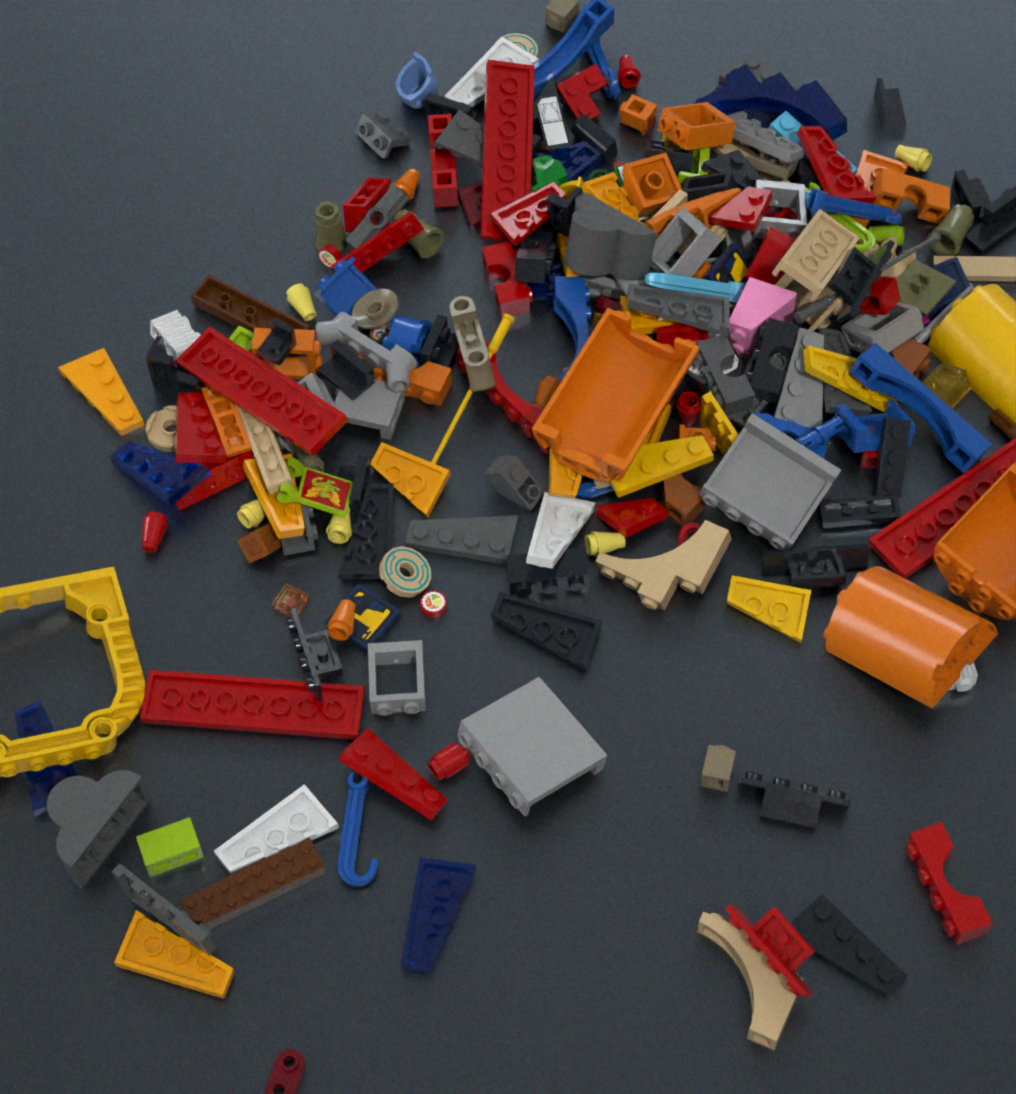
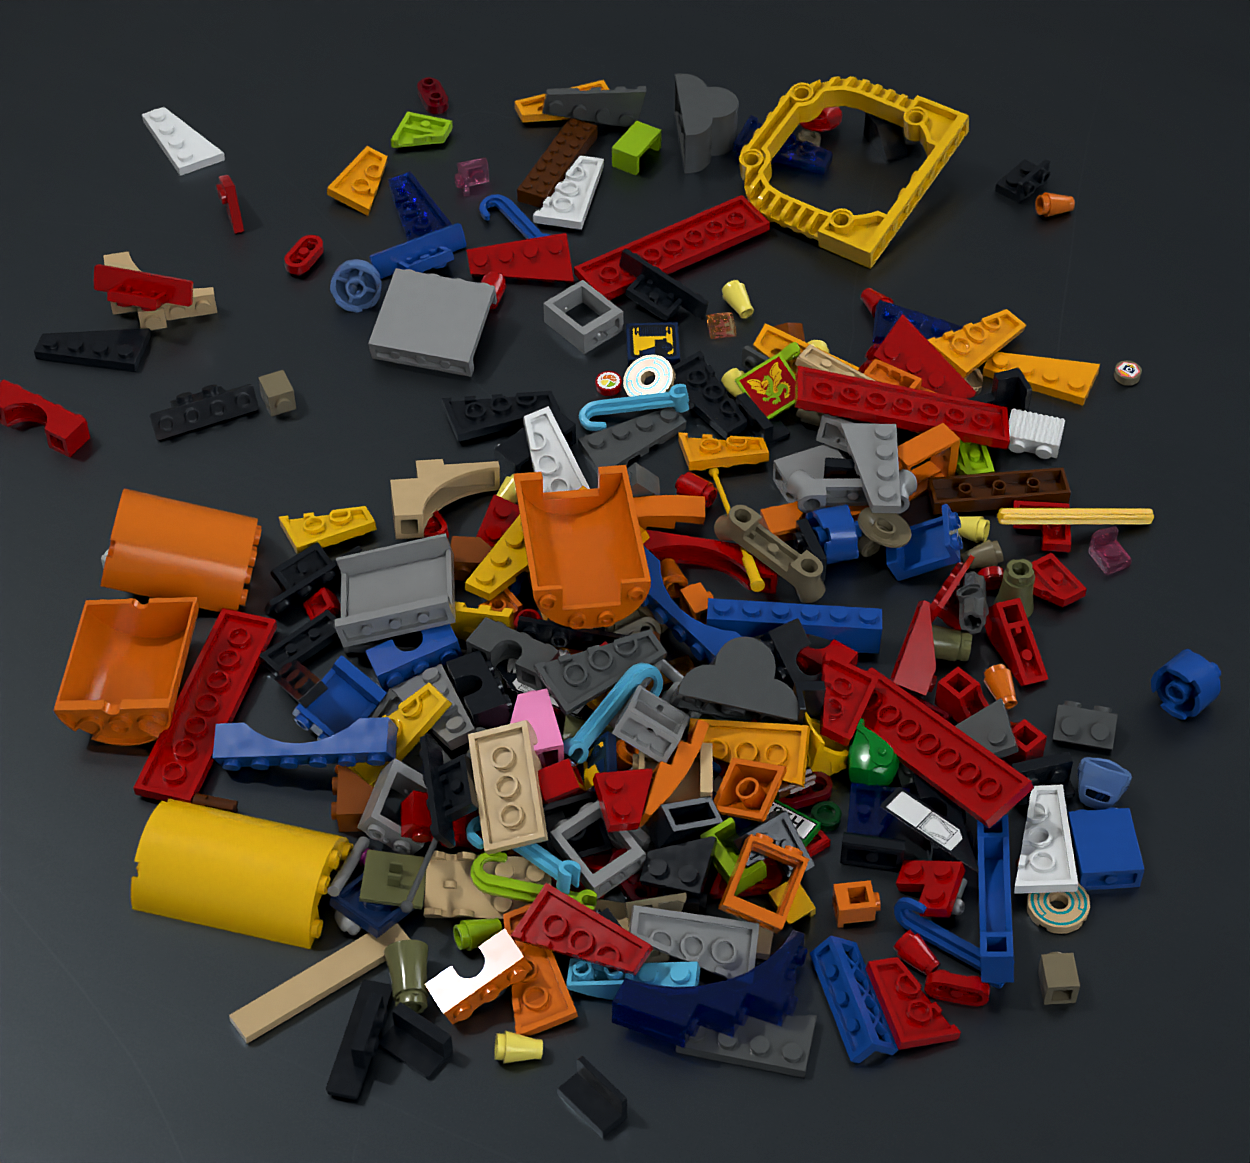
camera: 140 degrees right, 10 degrees down
(45, 352) = (1127, 373): none -> tile
(134, 431) = (978, 342): none -> light orange wing
(229, 229) = (1107, 551): none -> clear pink bracket
(229, 253) = (1075, 516): none -> yellow axle
(243, 269) = (1053, 537): none -> red plate
(254, 612) = (737, 297): none -> light yellow cone
(278, 343) = (921, 429): black bracket -> none
(293, 233) = (1056, 582): none -> red wing
(298, 104) = (1186, 684): none -> blue brick
(312, 273) = (985, 555): none -> dark tan cone
(331, 347) = (876, 462): none -> light grey wing
(341, 1026) = (421, 130): none -> lime wing
(342, 621) = (659, 317): orange cone -> none
(347, 924) = (471, 173): none -> clear pink bracket
(440, 558) = (676, 398): none -> medium azure piece
(449, 216) = (916, 659): none -> red slope
(455, 994) = (360, 180): none -> light orange wing
(456, 54) = (1106, 848): none -> blue panel
(462, 452) = (694, 485): none -> red brick
(477, 842) = (422, 252): none -> blue bracket
(506, 443) = (666, 510): none -> orange slope
(536, 314) = (851, 626): none -> blue arch
(549, 358) = (695, 601): none -> orange brick
(561, 844) = (356, 285): none -> medium blue cylinder
(576, 927) = (304, 254): none -> red plate
(603, 1039) = (227, 193): none -> red wing
(625, 40) = (957, 988): none -> red plate
(662, 49) = (907, 1009): none -> red wing
(689, 69) = (849, 999): none -> blue fence
(819, 535) = (322, 601): none -> red slope
(821, 200) = (519, 896): blue piece -> none
(821, 433) = (382, 653): blue pin -> none
(948, 383) = (303, 798): clear yellow bracket -> none

